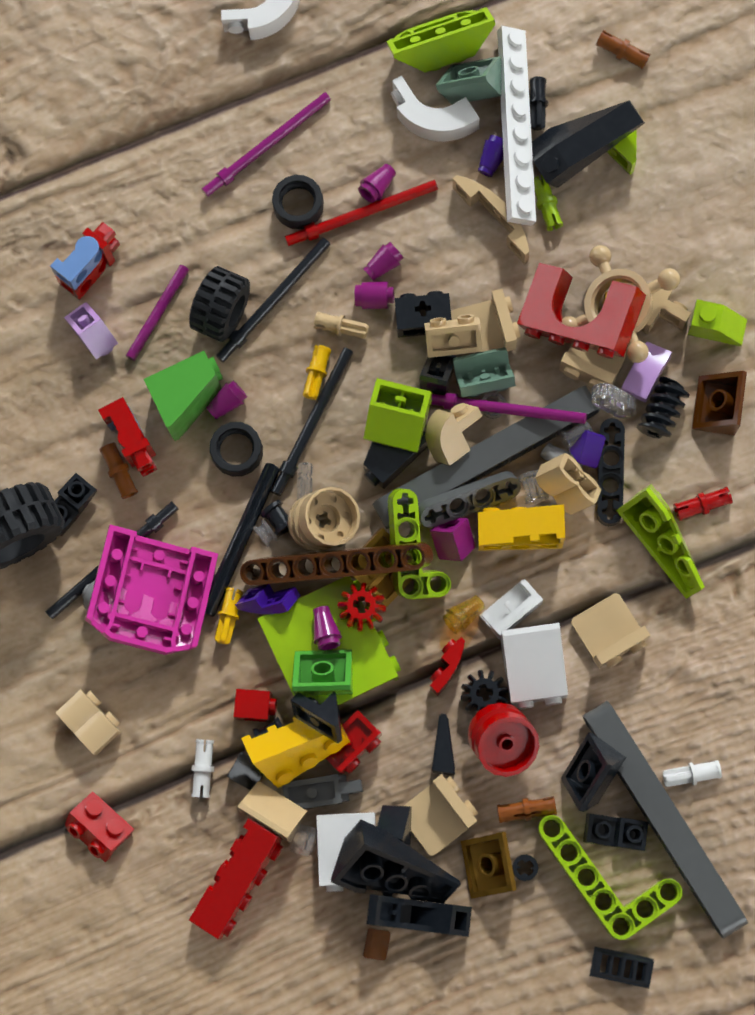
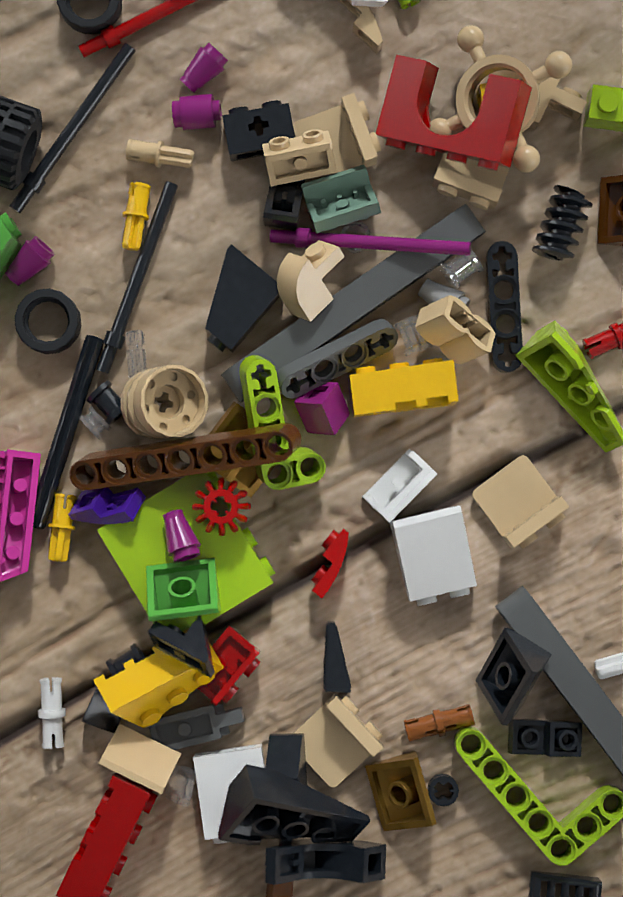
camera: 15 degrees left, 10 degrees up
(254, 705) = (105, 633): red brick -> none
(397, 415) = (240, 266): lime slope -> none
(462, 615) = (343, 498): clear yellow cone -> none
(490, 686) = (383, 582): black gear -> none
(503, 739) = (405, 647): red wheel -> none
(588, 448) = (475, 283): dark purple slope -> none
(613, 400) = (501, 220): clear beam -> none
(645, 375) = (536, 186): lavender slope -> none

